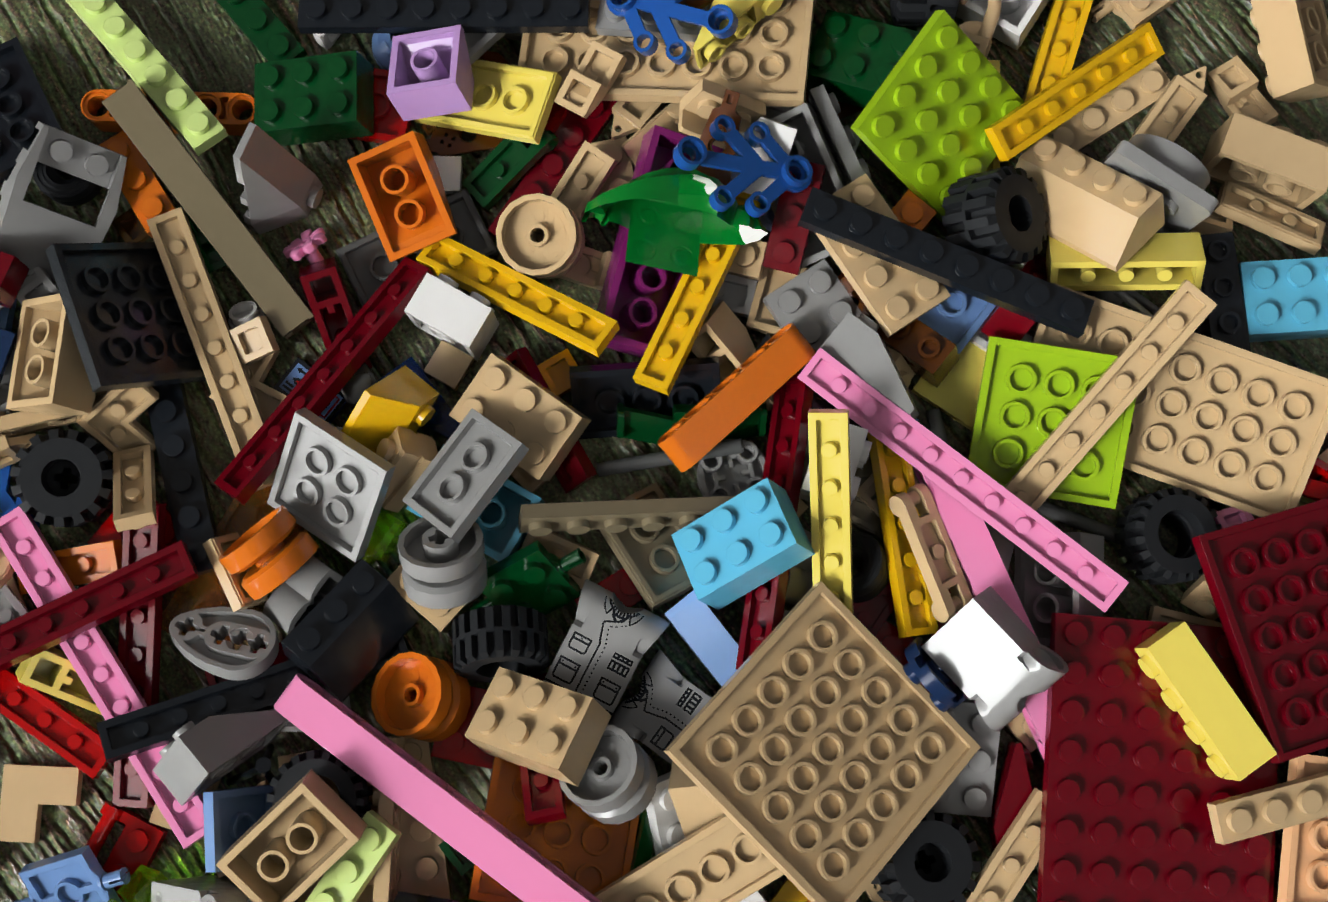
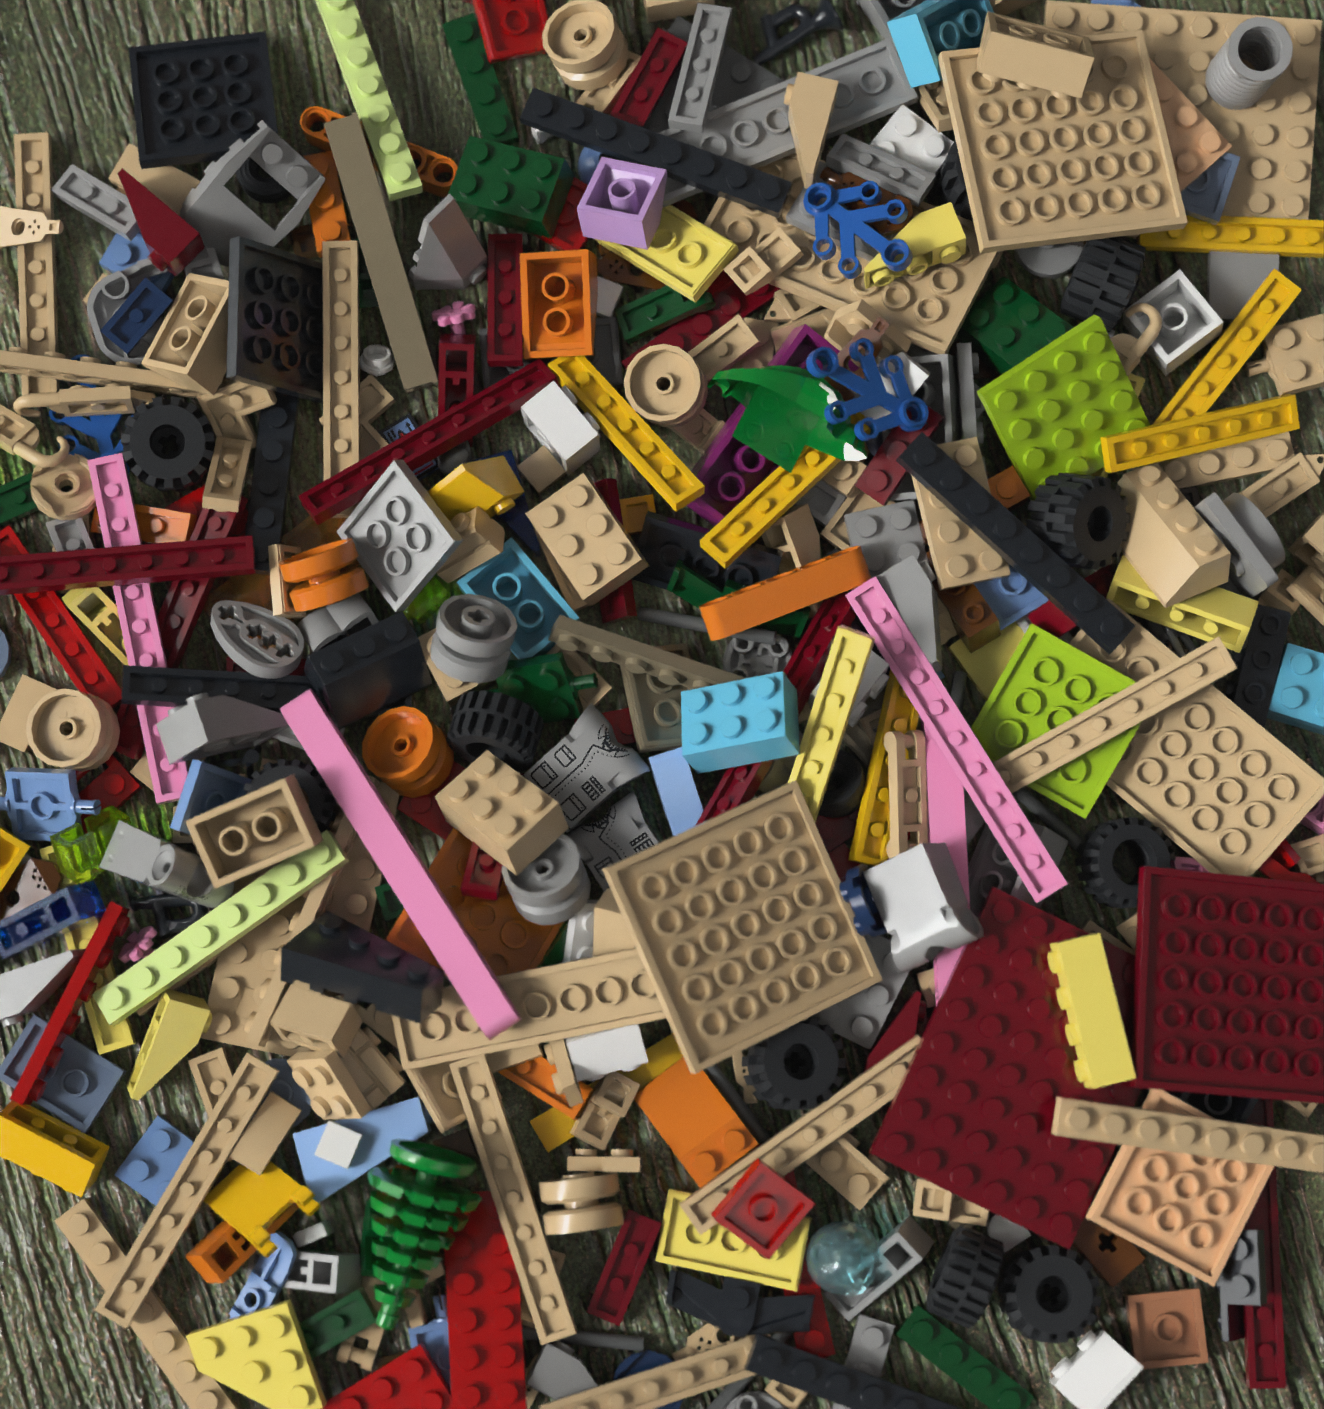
camera: 20 degrees right, 0 degrees up
(71, 805) = (72, 730): none -> tan wheel
(254, 340) = (378, 383): tan plate -> none
(350, 213) = (504, 301): none -> dark red plate
(465, 475) = (521, 570): light grey plate -> none

